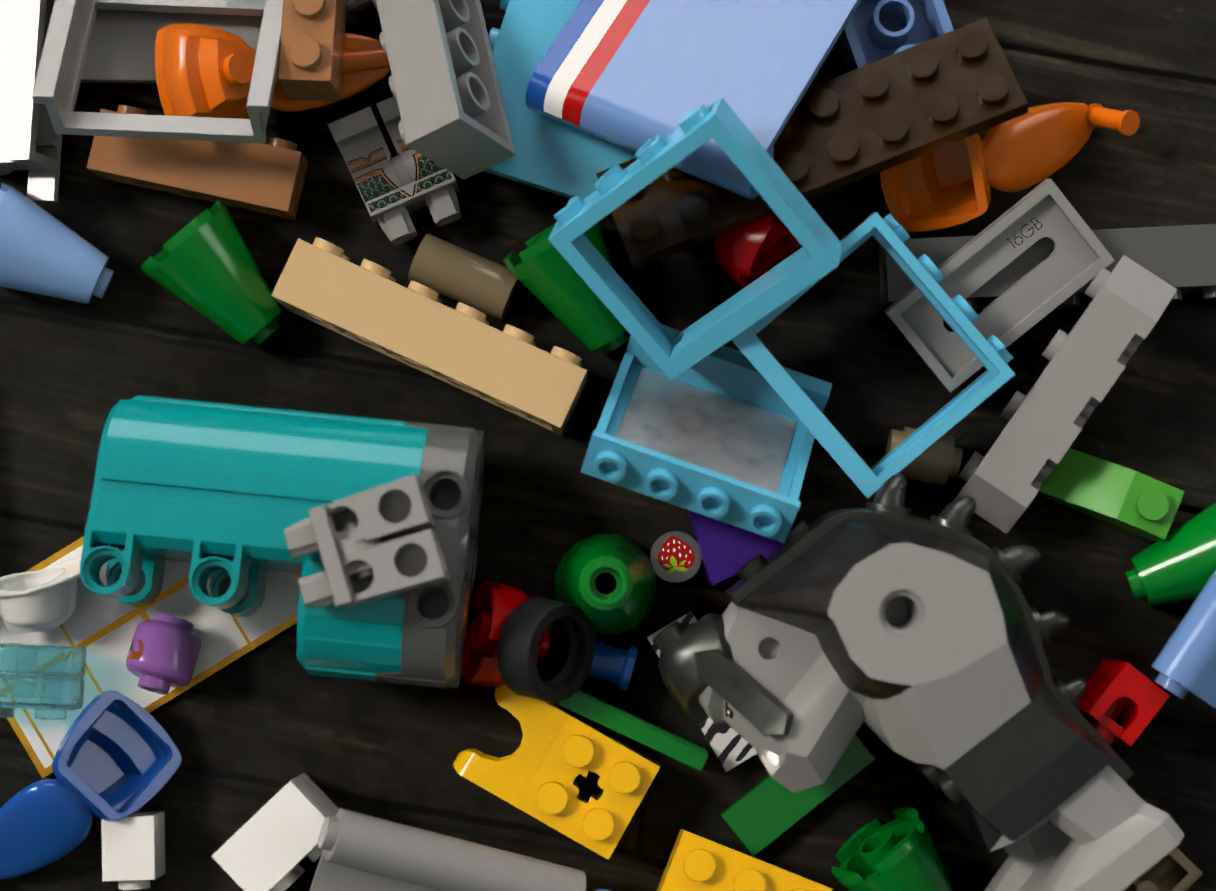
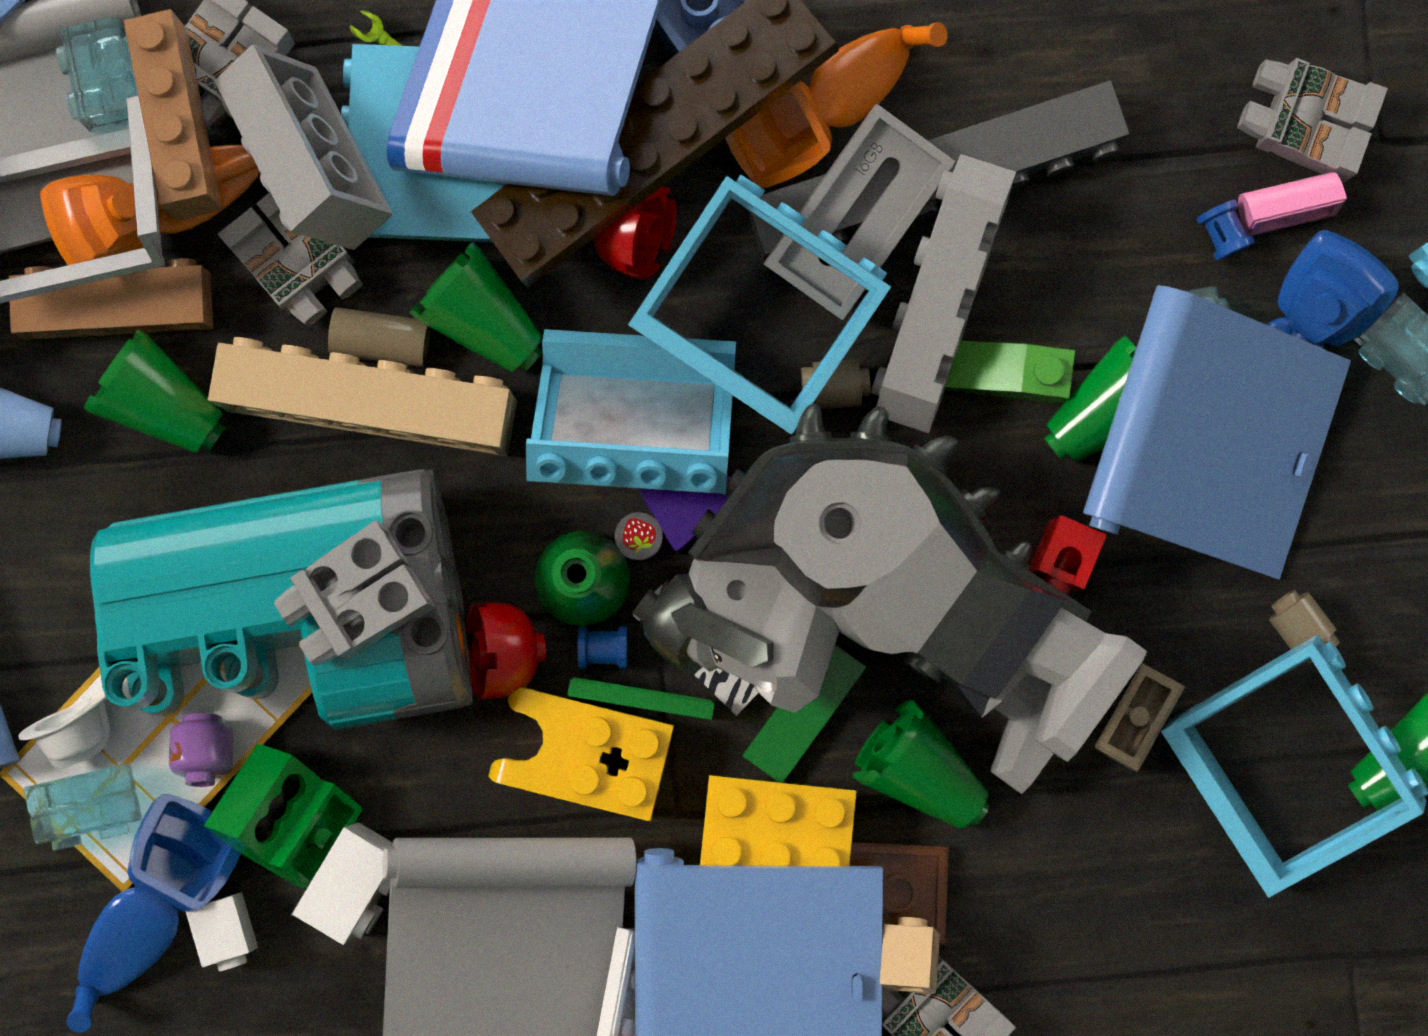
camera: 10 degrees left, 0 degrees up
(261, 756) = (310, 818): none -> green piece
(520, 644) = (515, 648): black tyre -> none
(676, 355) = (561, 134): medium azure window -> none

